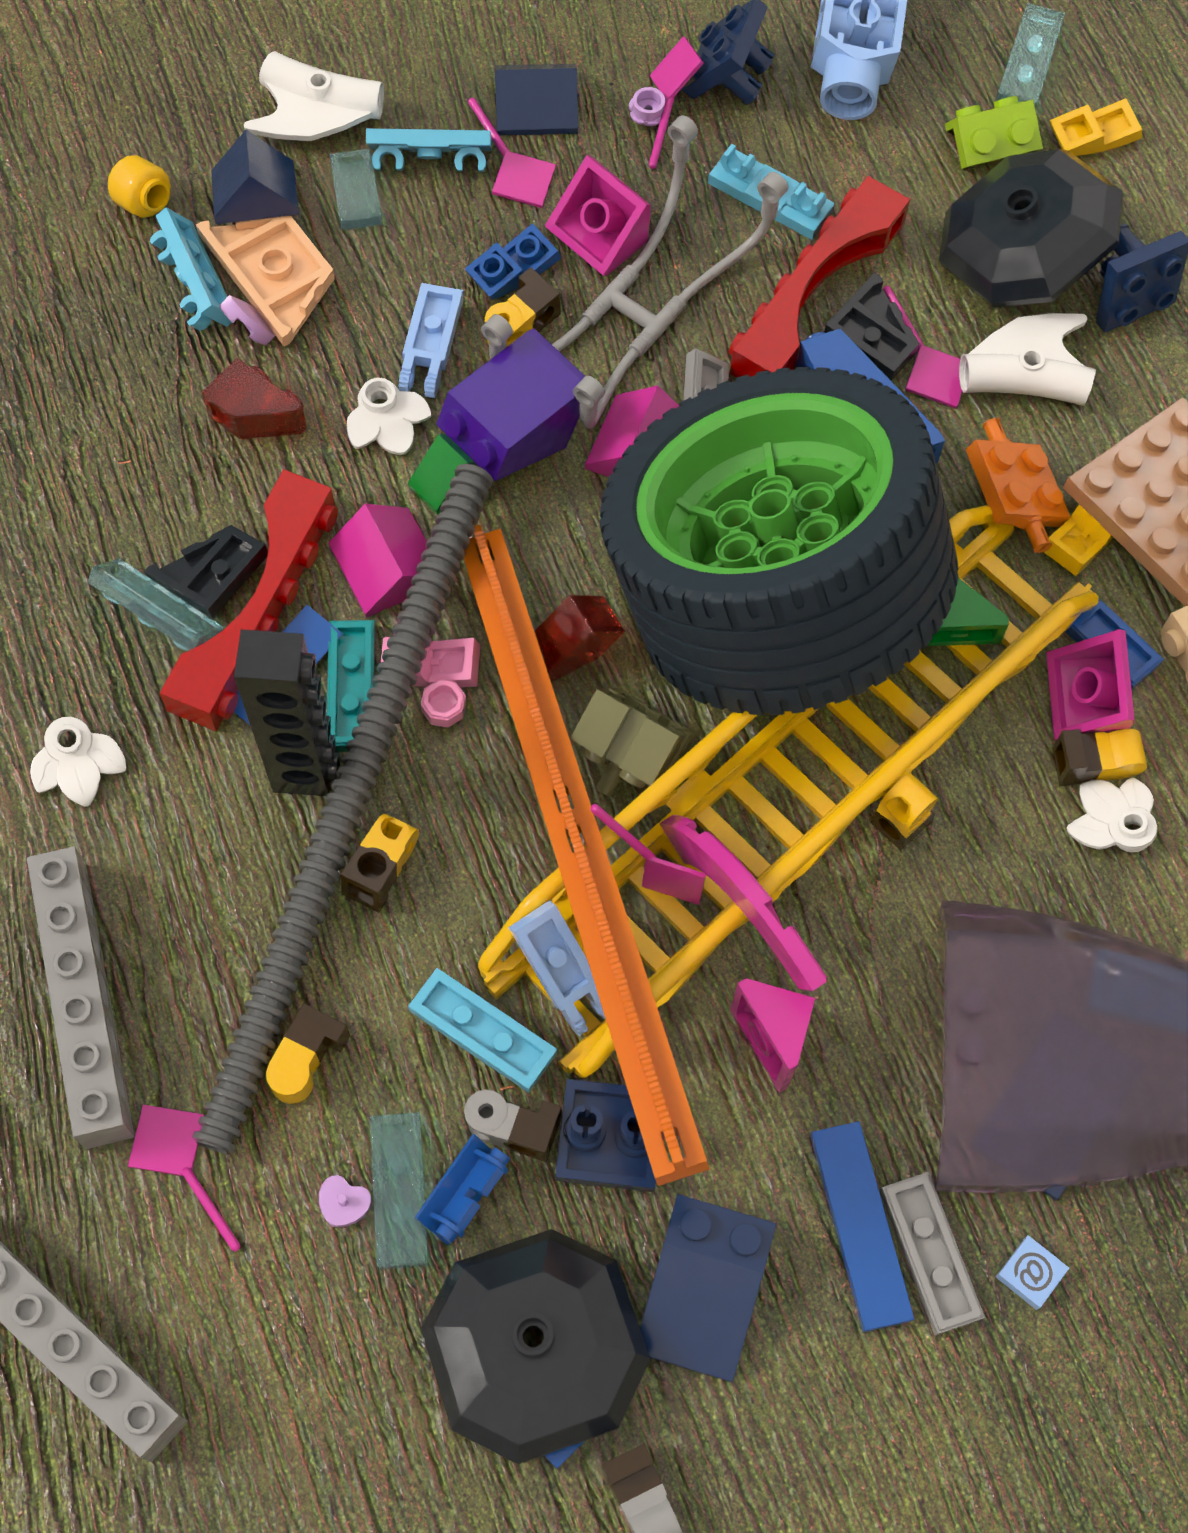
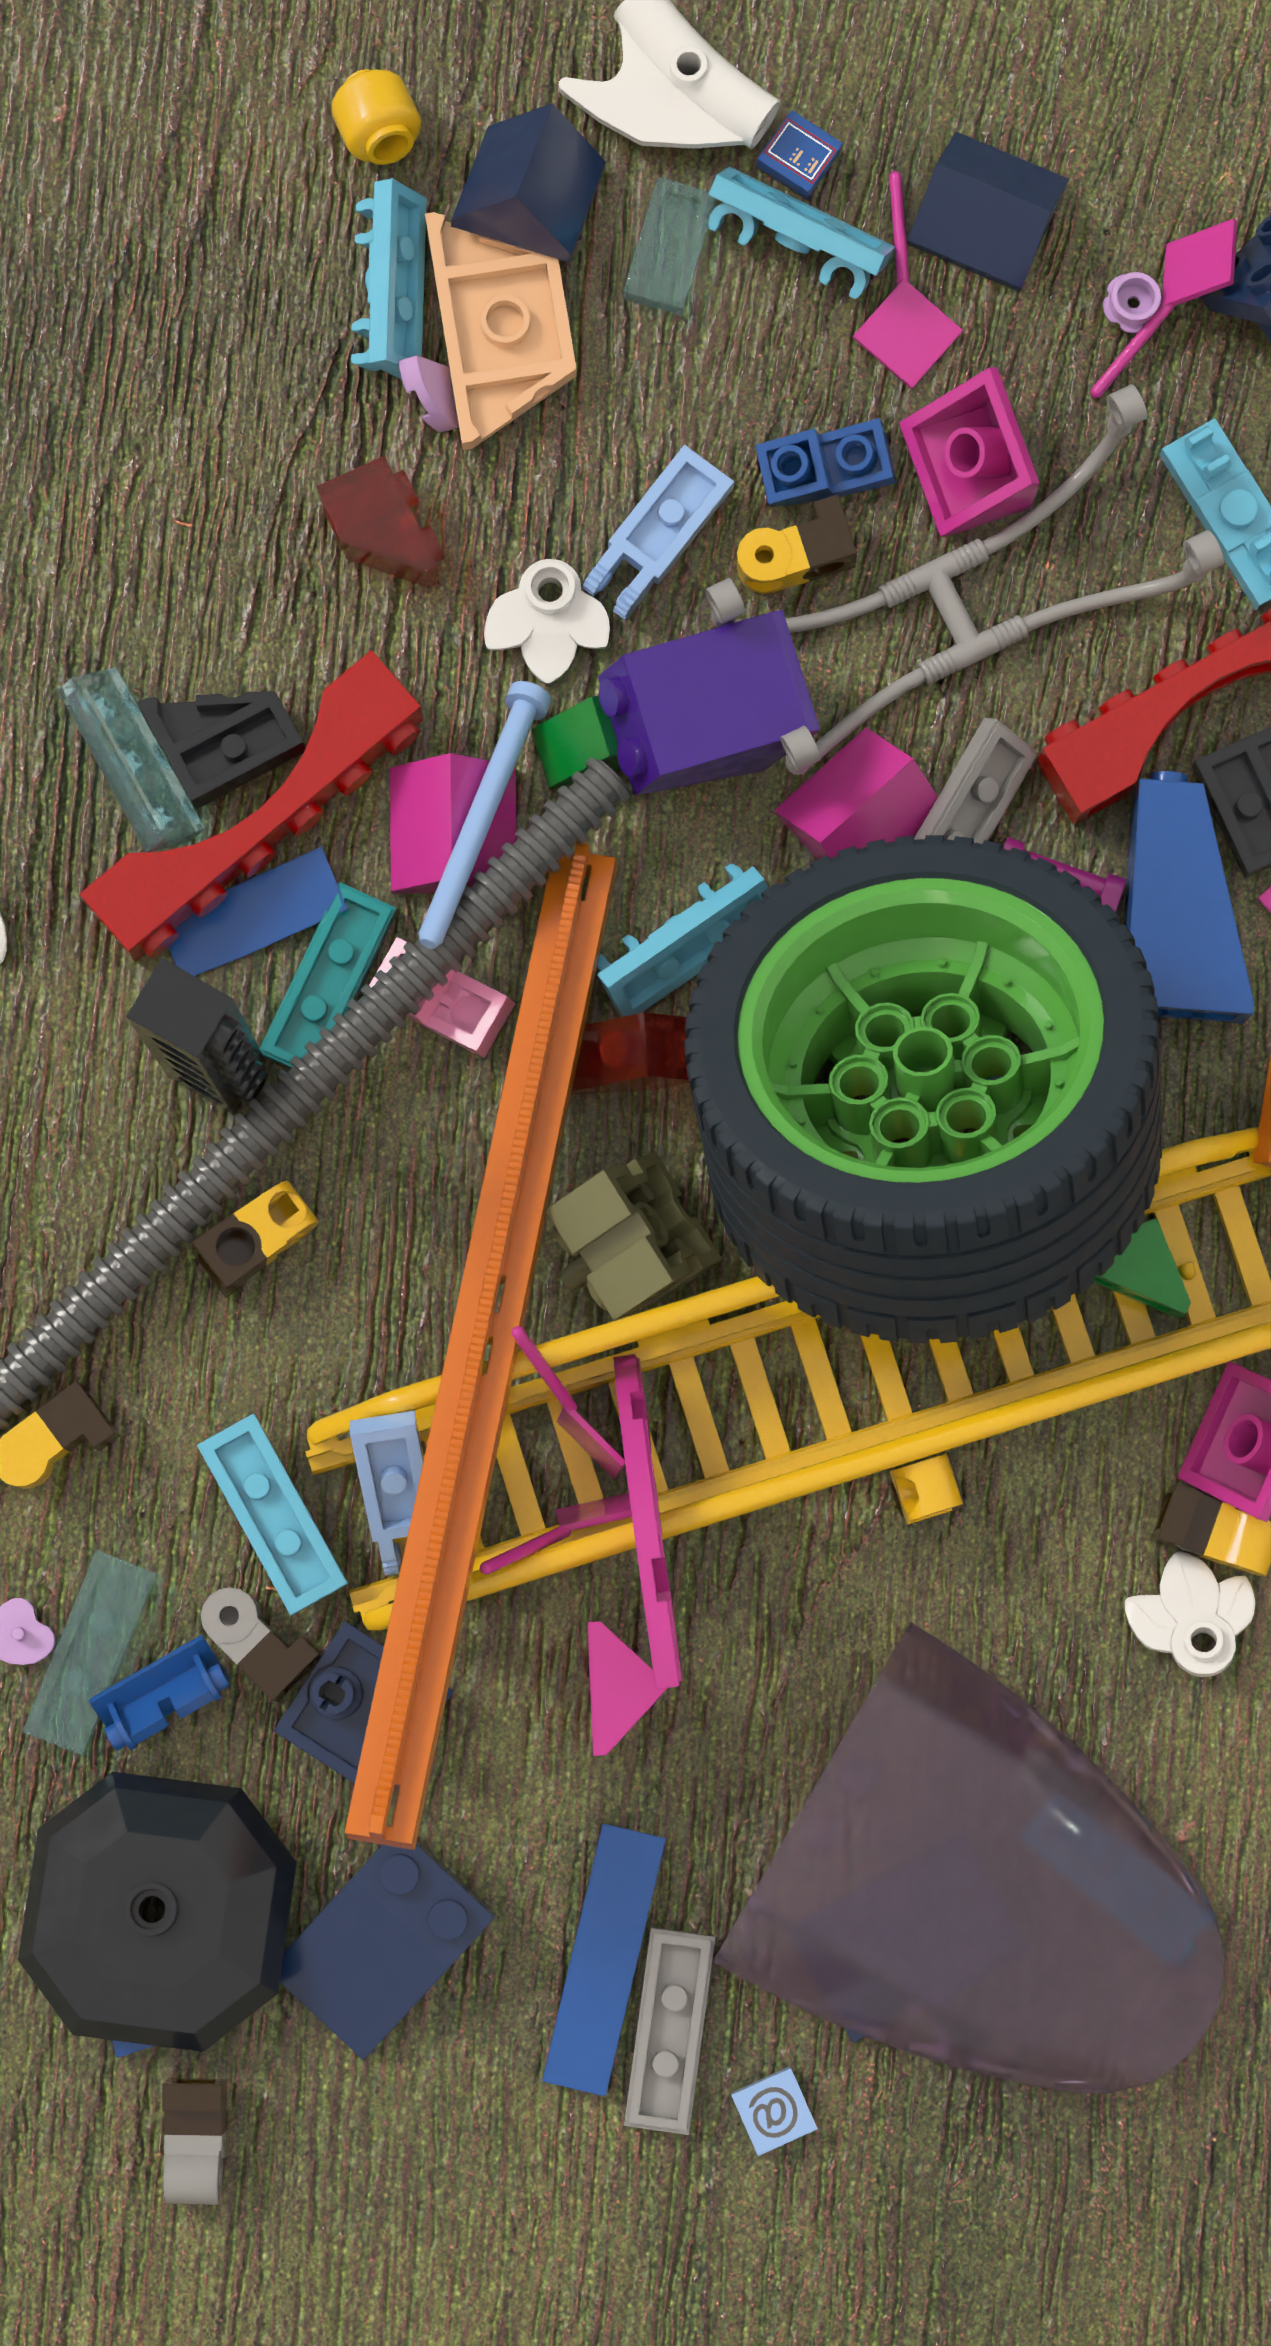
camera: 25 degrees right, 15 degrees up
(397, 467) = (526, 704): none -> light blue bar
(408, 110) = (799, 154): none -> blue tile
(443, 703) = (429, 1064): bright pink tile -> none
(569, 560) = (679, 946): none -> medium azure plate
(686, 938) = (569, 1519): none -> dark pink piece

